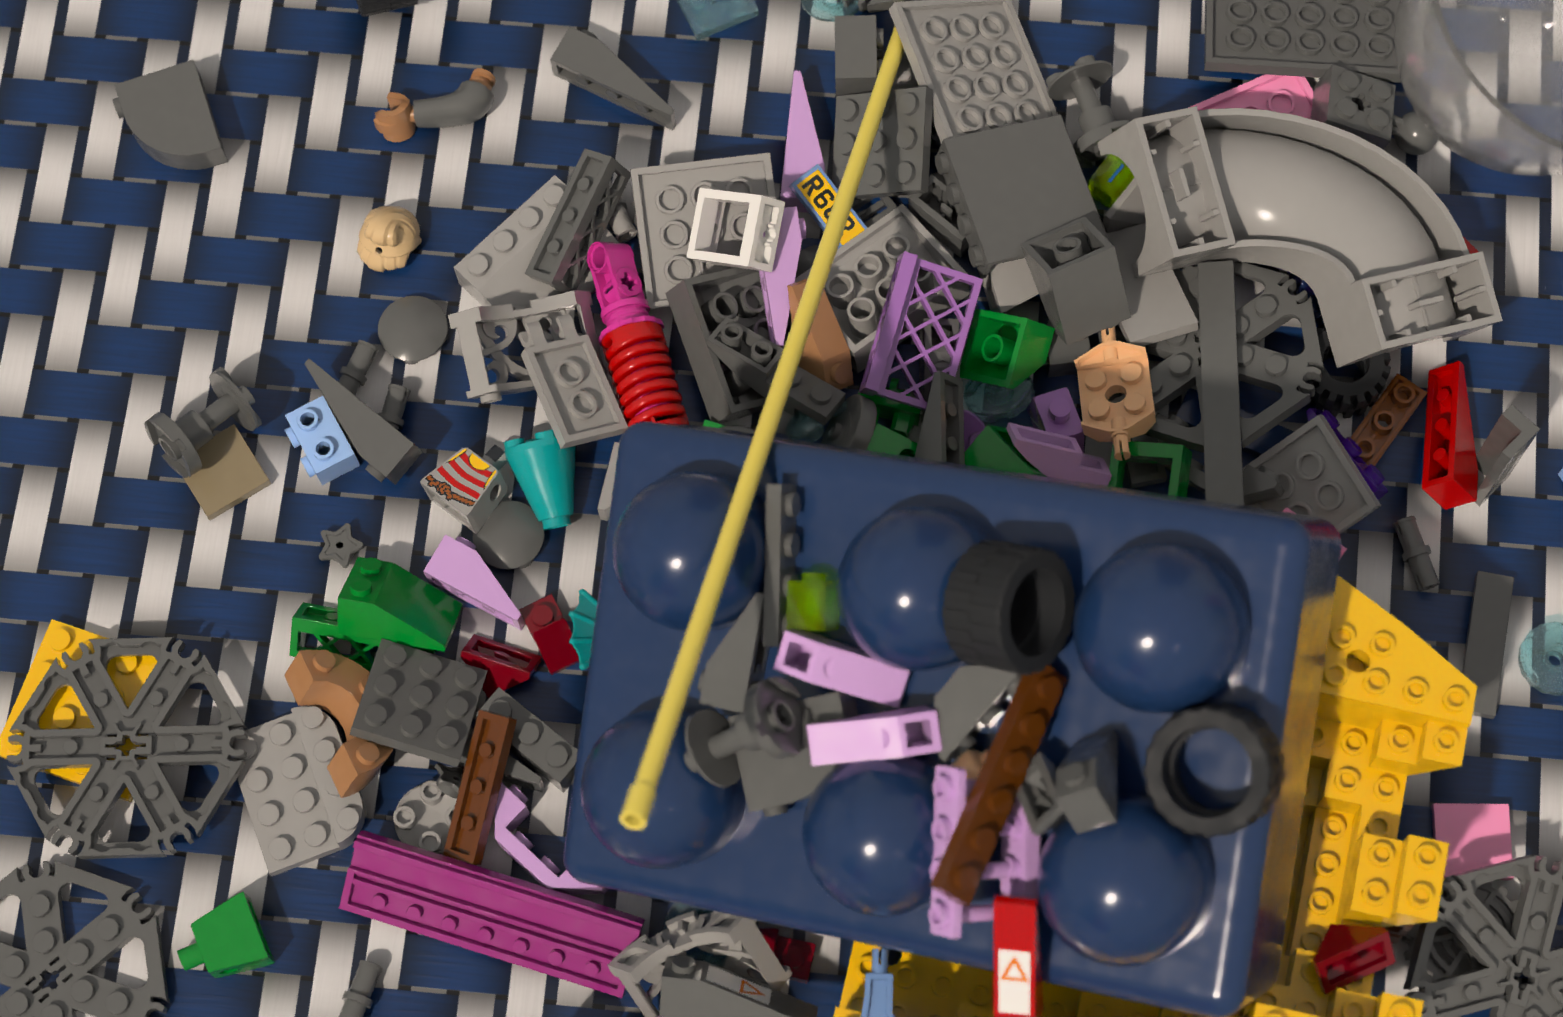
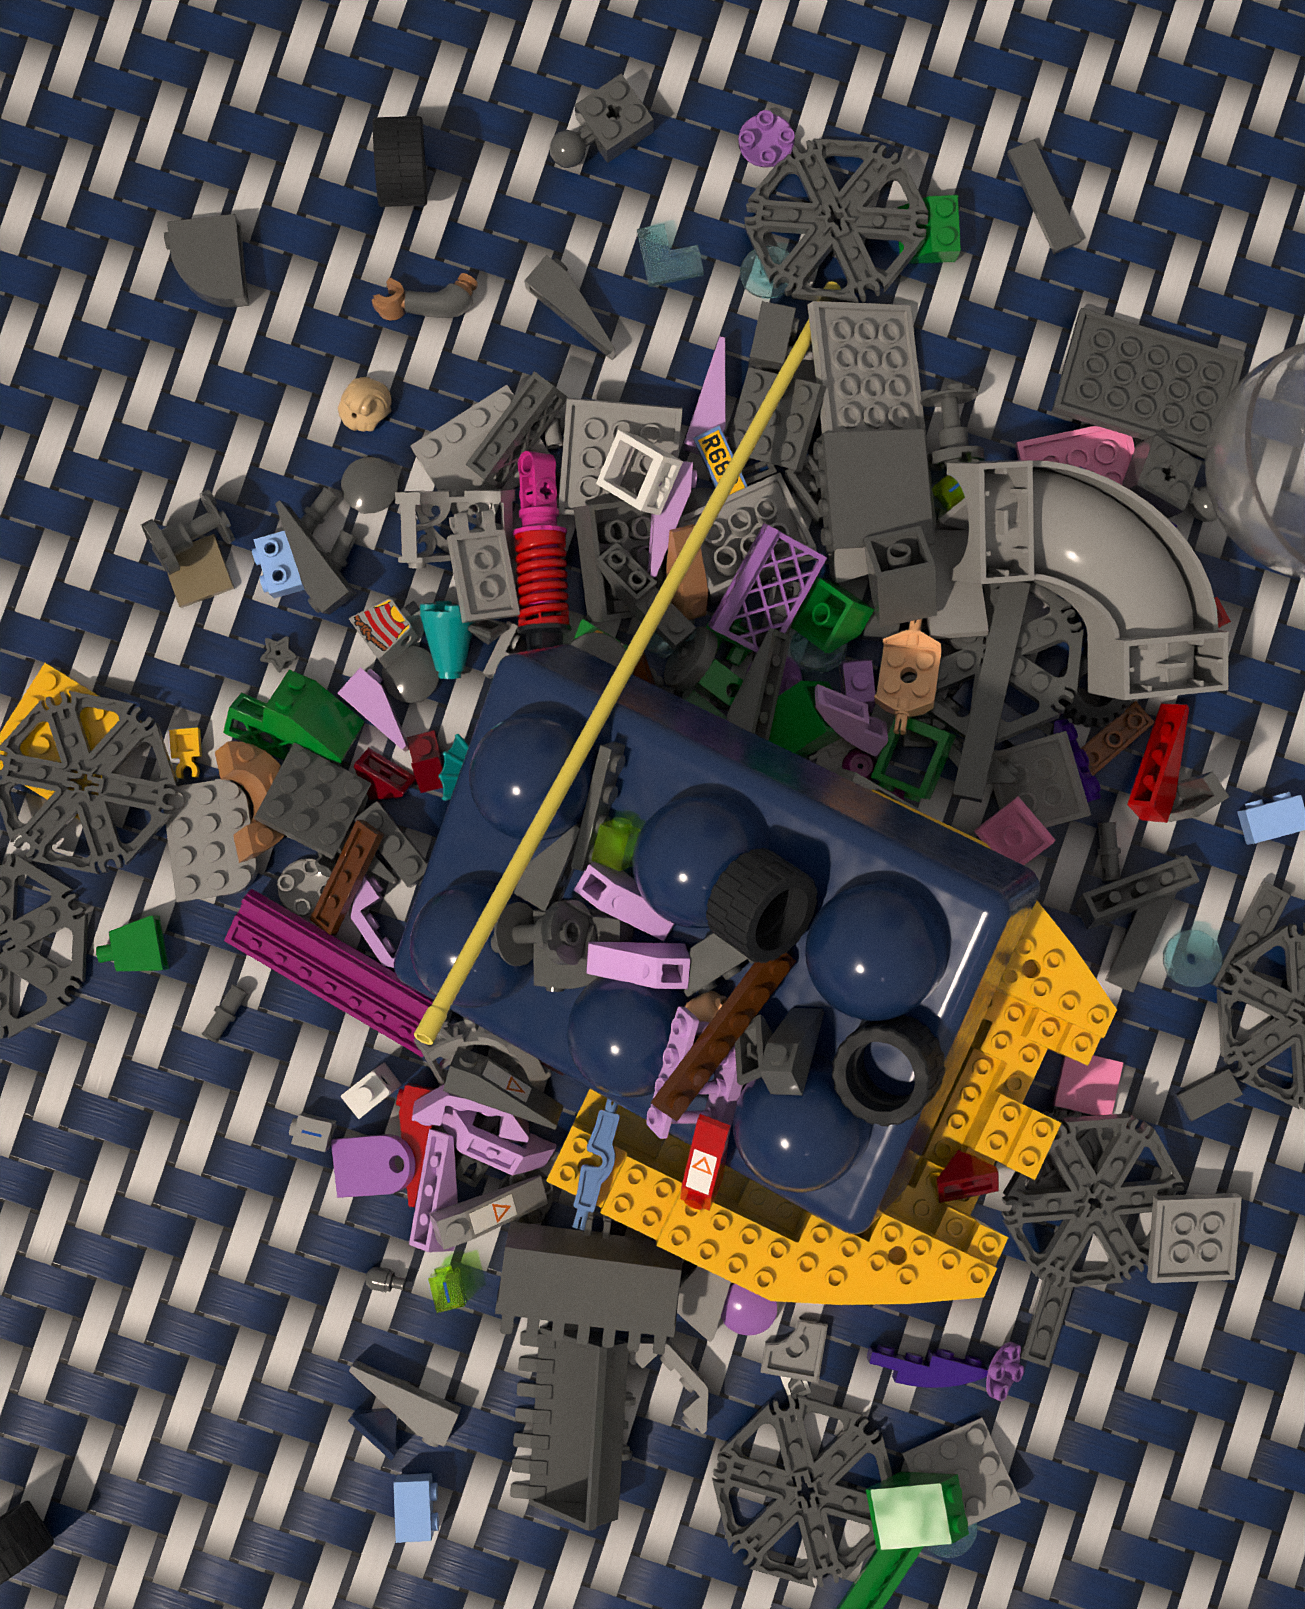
camera: 10 degrees right, 15 degrees up
(245, 682) = (185, 746): none -> yellow plate
(593, 456) = (488, 630): none -> dark grey slope
(1463, 590) = (1135, 892): none -> dark grey slope

